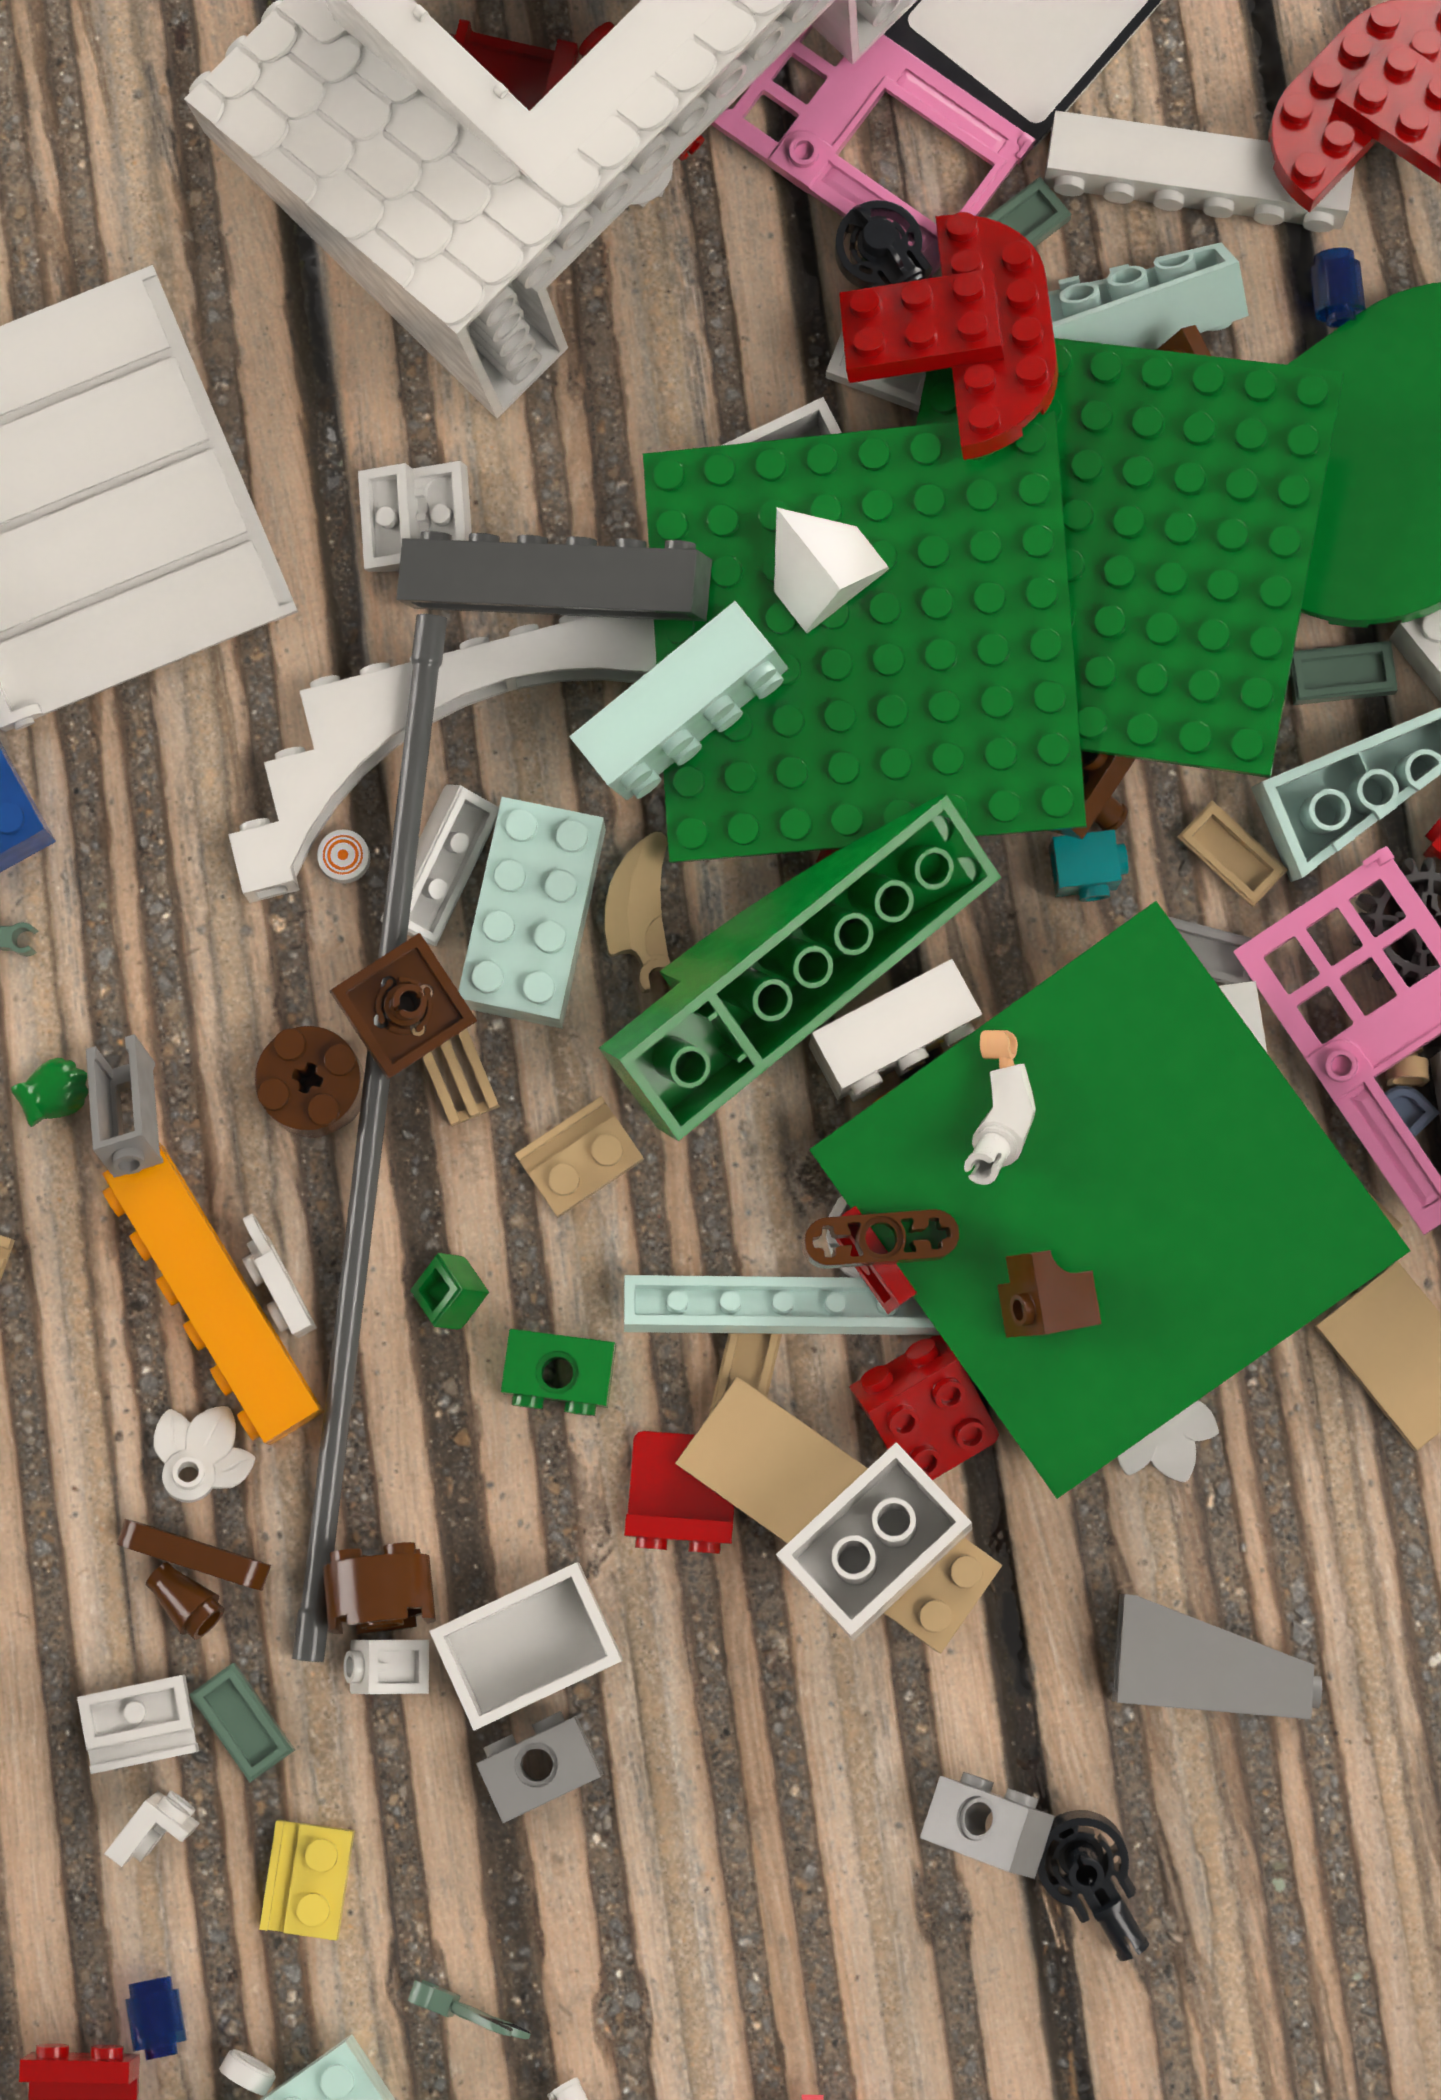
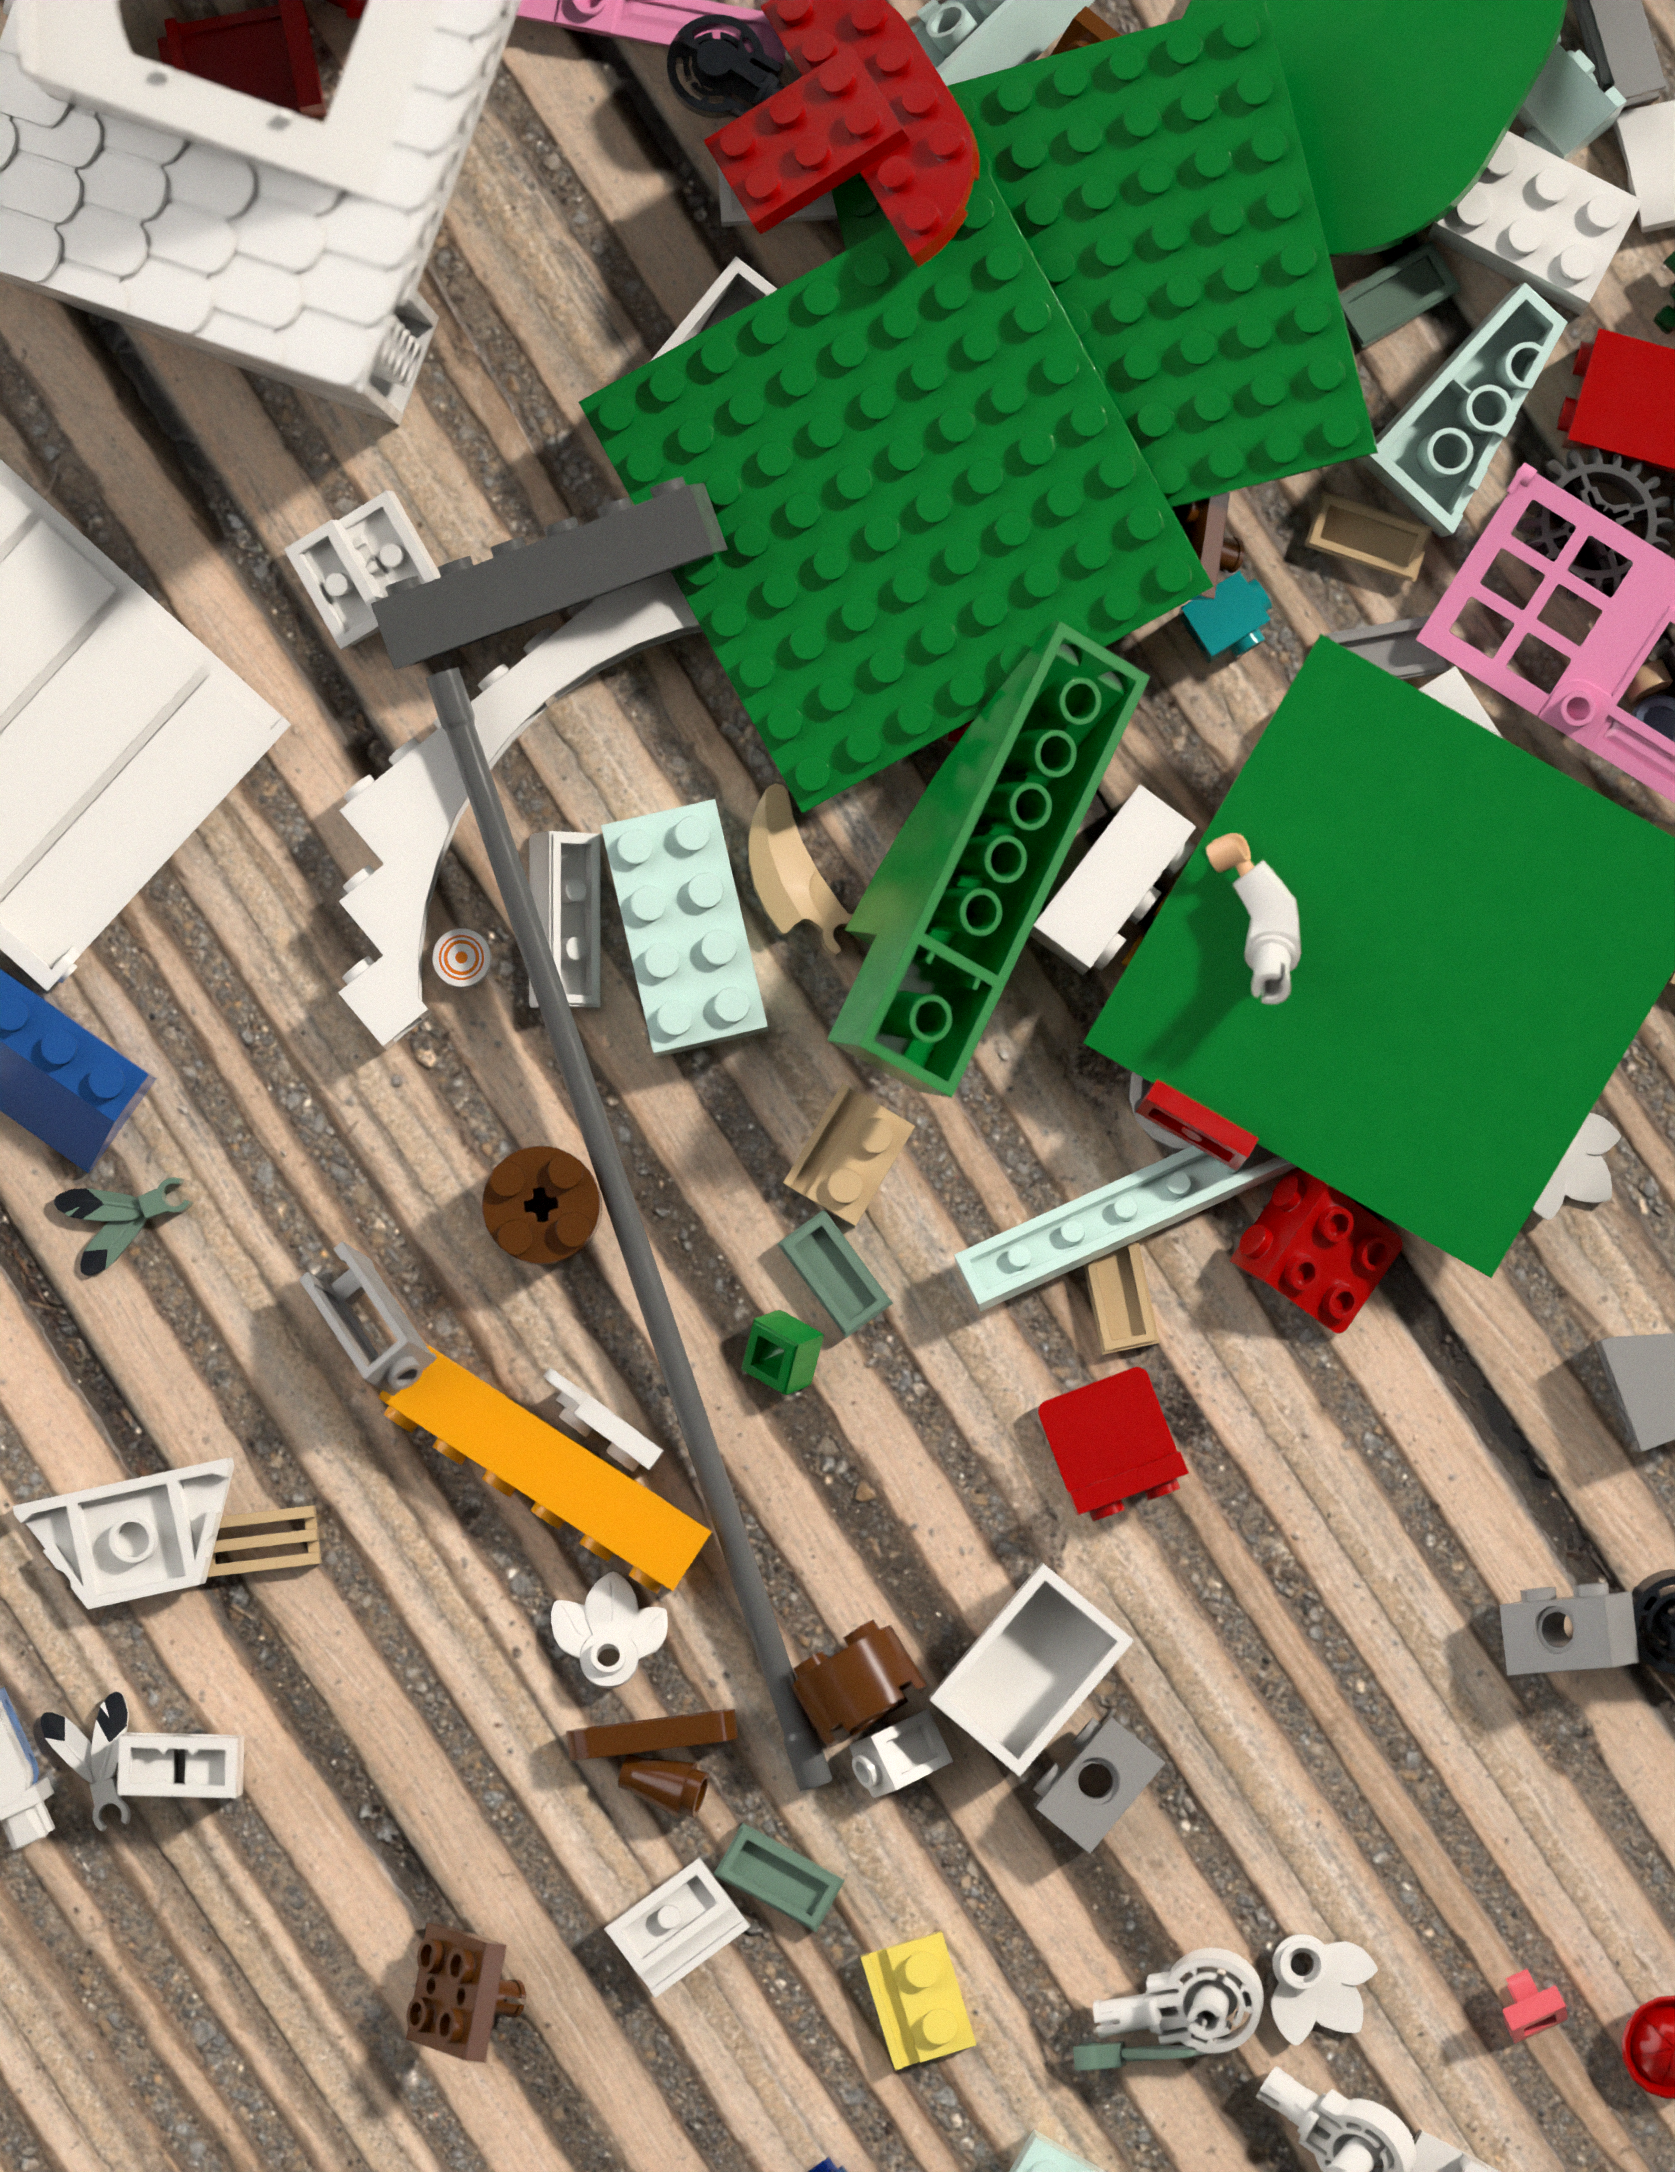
camera: 25 degrees left, 5 degrees up
(52, 1091) = (280, 1336): green animal -> none
(150, 1823) = (737, 2027): white bracket -> none
(404, 1005) = (643, 1076): reddish brown plate -> none
(472, 1109) = (643, 1089): tan tile -> none
(522, 1248) = (835, 1273): none -> sand green tile
(529, 1991) = (1191, 2005): none -> white pin
(530, 1354) = (957, 1355): green brick -> none
(643, 2034) = (1324, 1992): none -> white plate
(680, 703) = (745, 650): light aqua brick -> none
(790, 1473) = (1279, 1394): tan slope -> none
(820, 565) = (821, 441): white slope -> none
(874, 1541) = (1333, 1406): white brick -> none
(920, 1249) = (1228, 1067): reddish brown beam -> none
(1045, 1297) = (1391, 1086): reddish brown brick -> none

